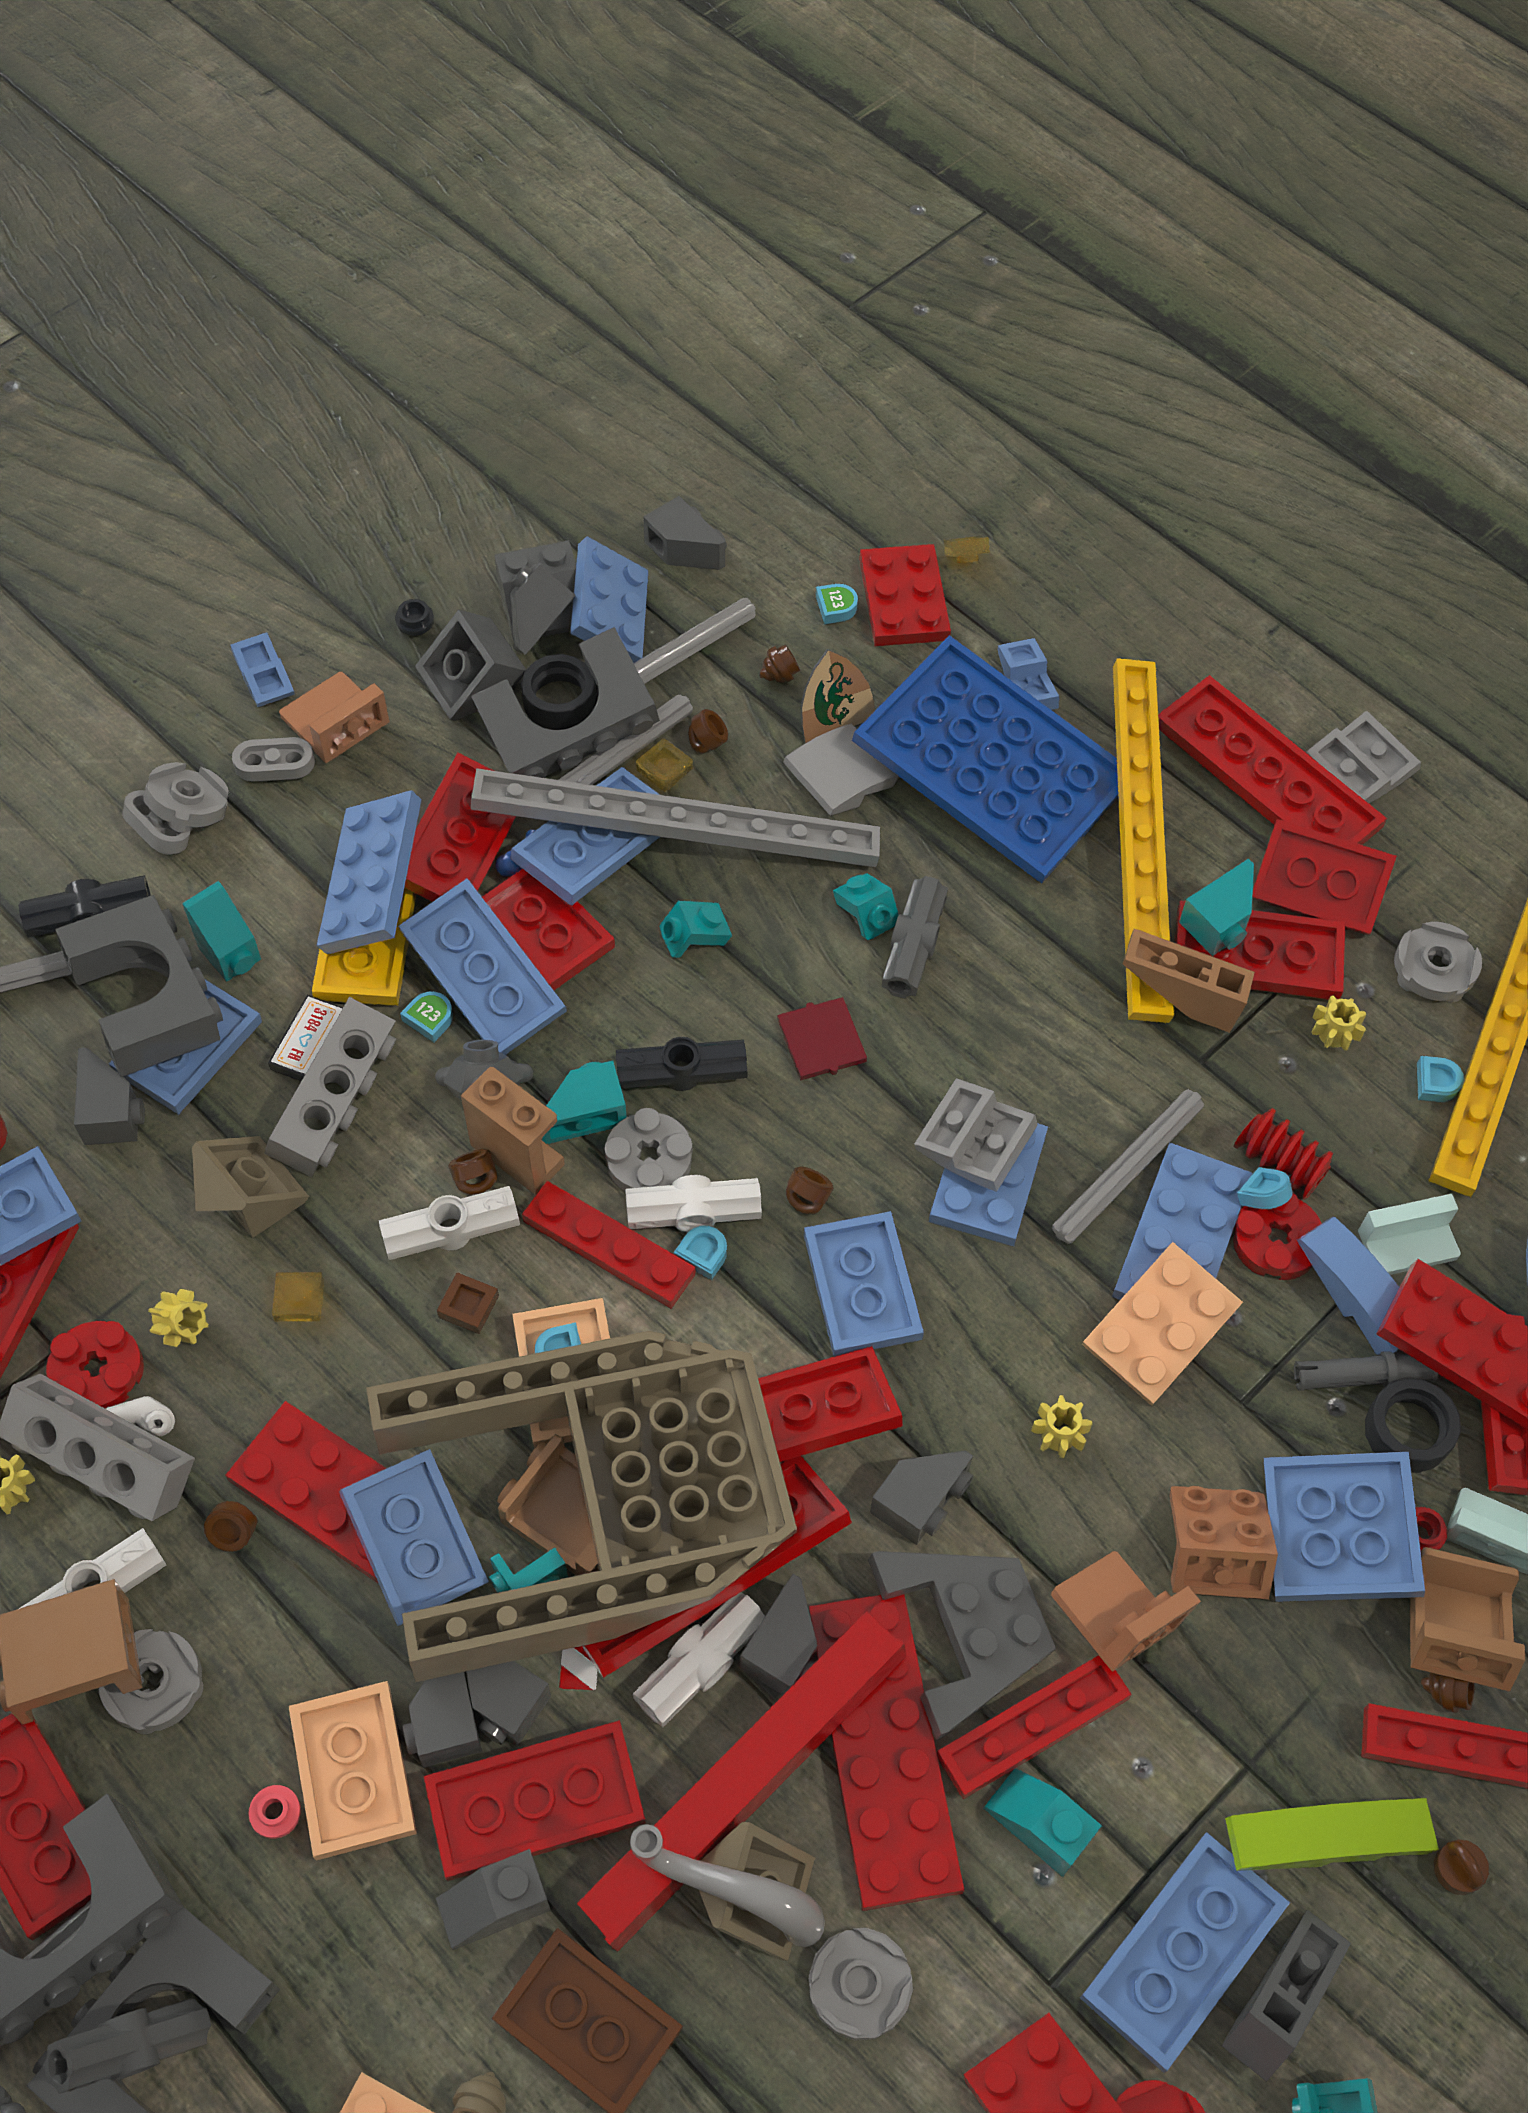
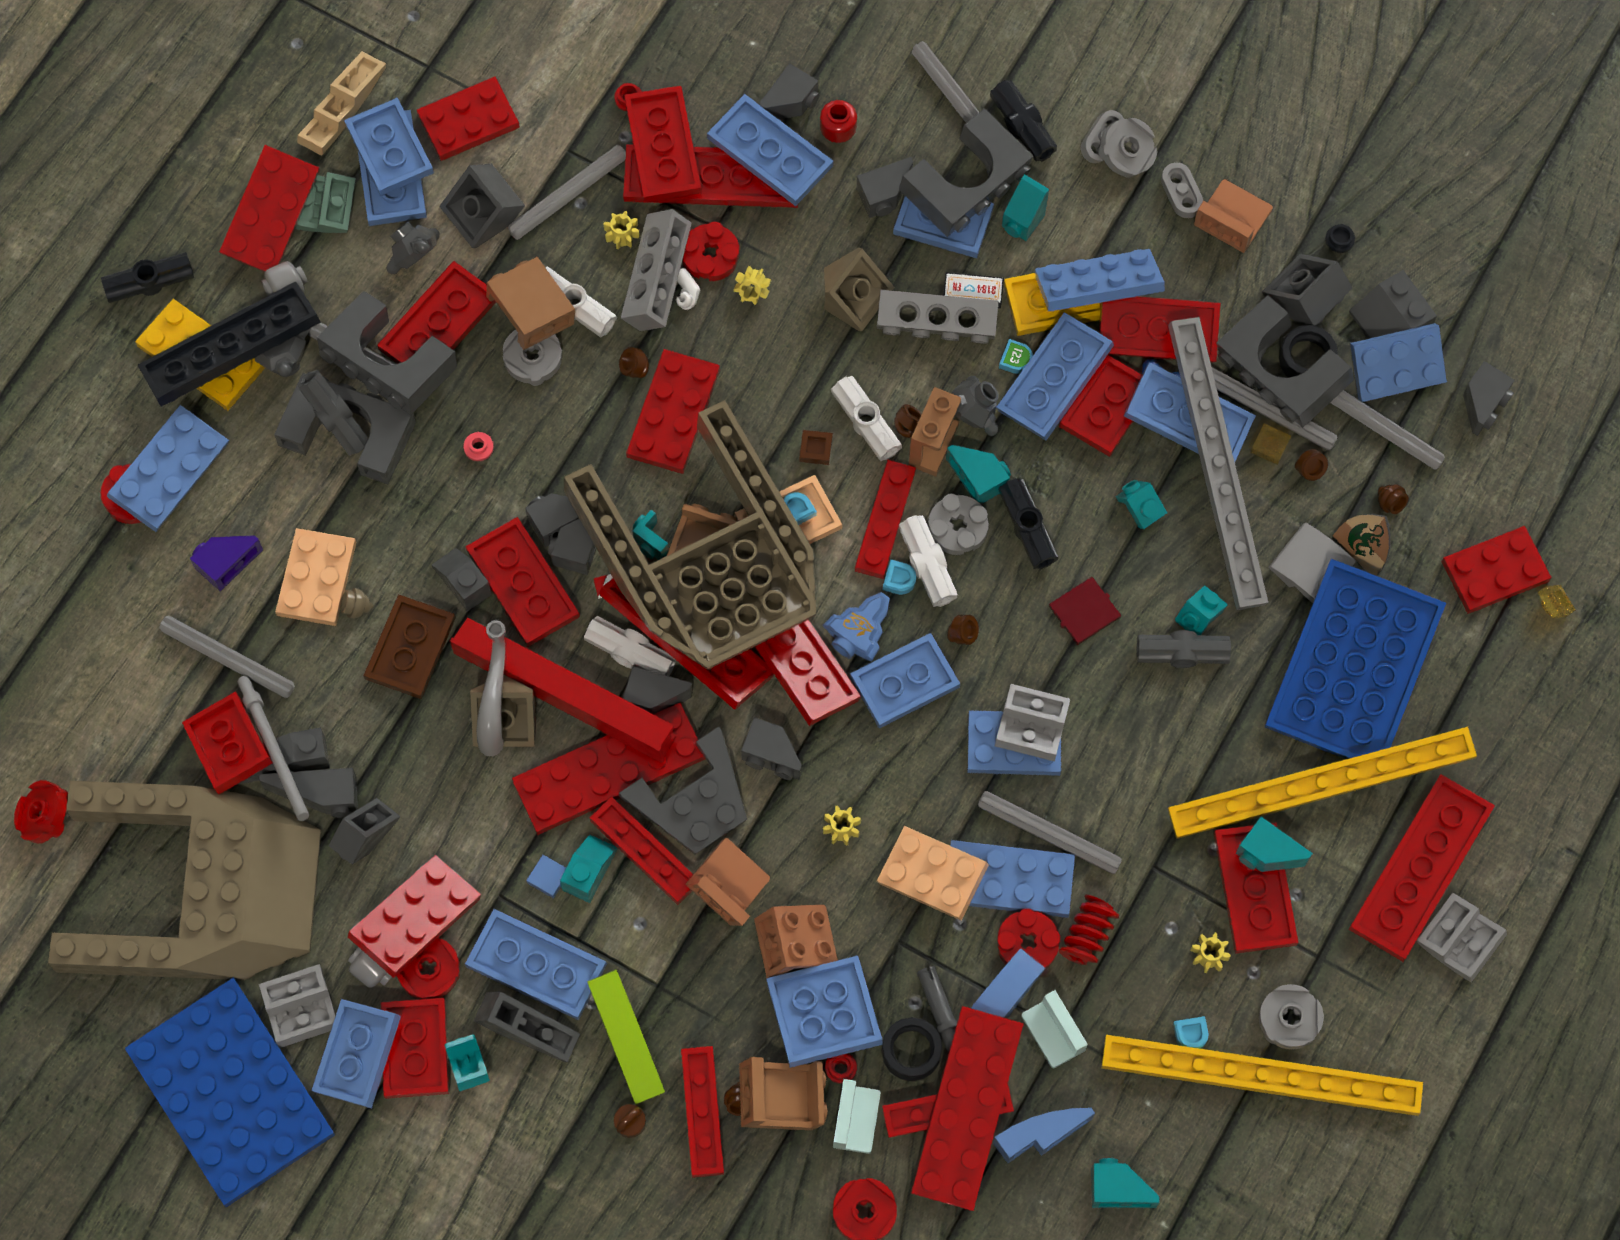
camera: 75 degrees right, 10 degrees up
(262, 669) = (1257, 156): medium blue slope -> none
(298, 1296) = (791, 349): clear yellow plate -> none
(352, 1770) = (512, 478): light nougat plate -> none
(413, 1536) = (652, 463): medium blue plate -> none
(535, 604) = (1369, 312): dark grey slope -> none
(767, 1321) = (859, 628): none -> medium blue rock
(836, 602) = (1468, 523): tile -> none
(860, 1984) = (470, 789): light grey tile -> none
(1027, 667) = (1450, 676): medium blue slope -> none
(1039, 1892) = (546, 876): none -> medium blue tile
(1190, 980) = (1202, 834): medium nougat slope -> none
(1266, 1189) = (1054, 922): medium azure tile -> none
(1323, 876) = (1331, 919): red plate -> none

